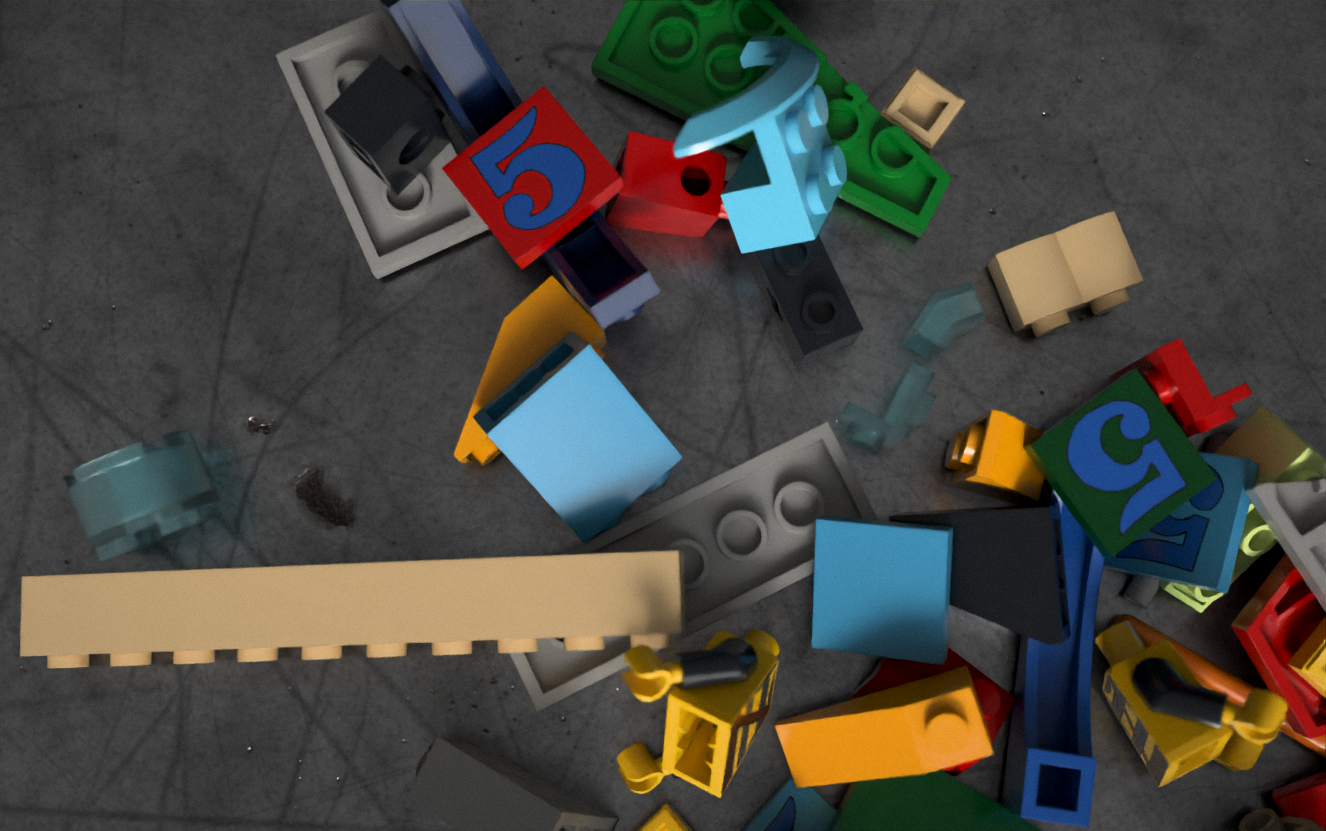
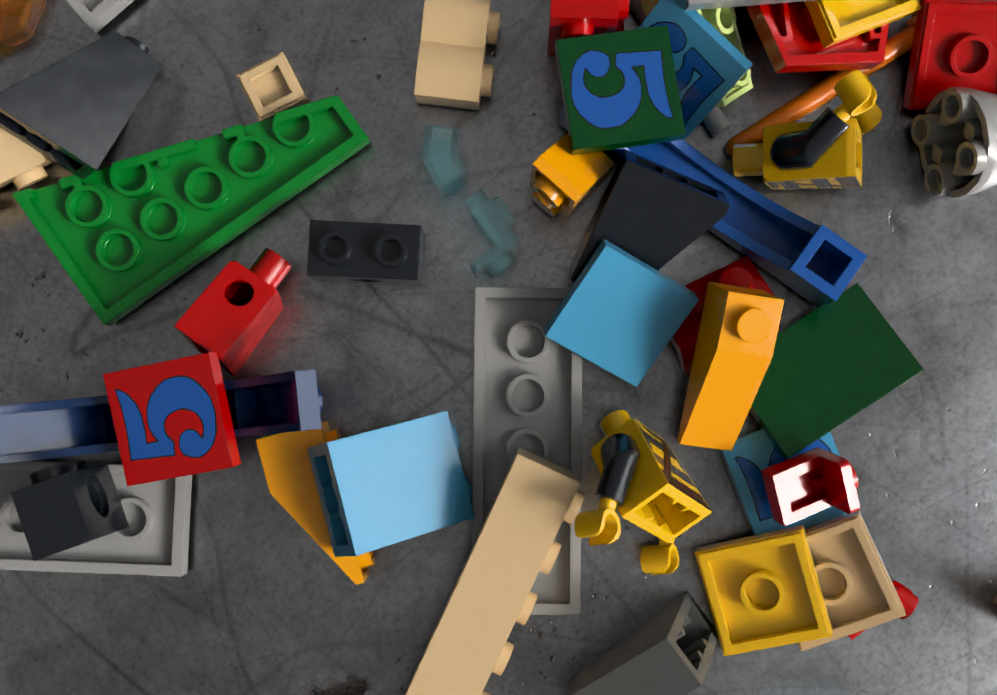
camera: 65 degrees left, 5 degrees up
(792, 168) = (266, 212): medium azure piece -> none

